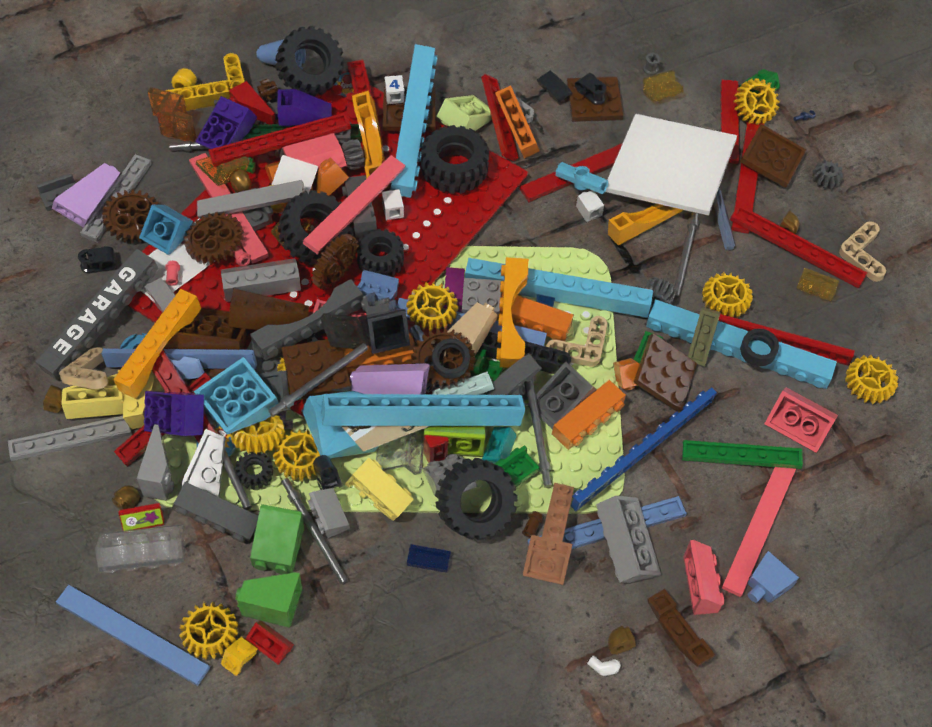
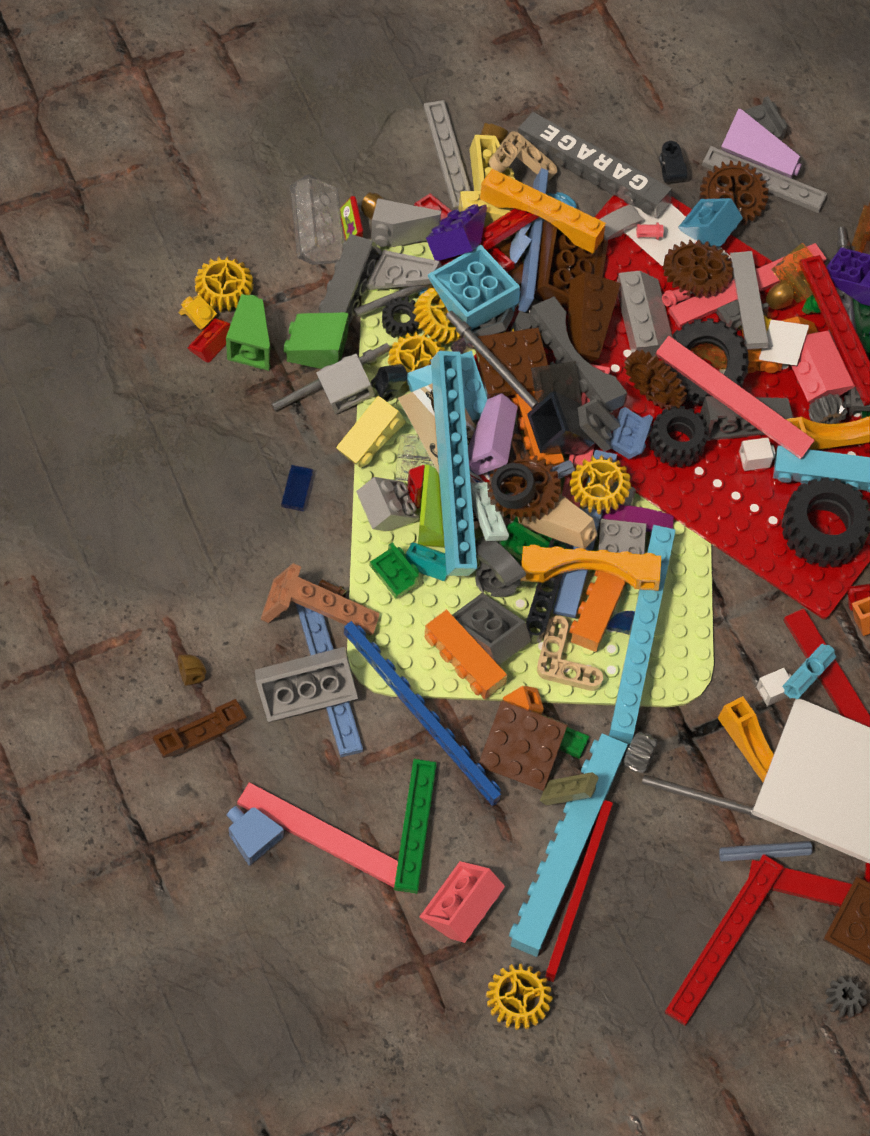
camera: 90 degrees right, 5 degrees up
(133, 635) = (225, 221): medium blue tile -> none
(329, 177) = (786, 381): orange slope -> none
(498, 510) = (374, 524): black tyre -> none
(544, 465) = (399, 604): flat silver bar -> none
(604, 668) = (161, 651): white arm -> none
(702, 578) = (255, 756): coral slope -> none
(726, 290) = (631, 822): yellow gear -> none
(762, 335) = (553, 834): black tyre -> none
(790, 222) = (760, 933): pearl gold piece -> none
(818, 284) = (663, 955): clear yellow bracket -> none
(857, 248) = (726, 1018): tan beam -> none

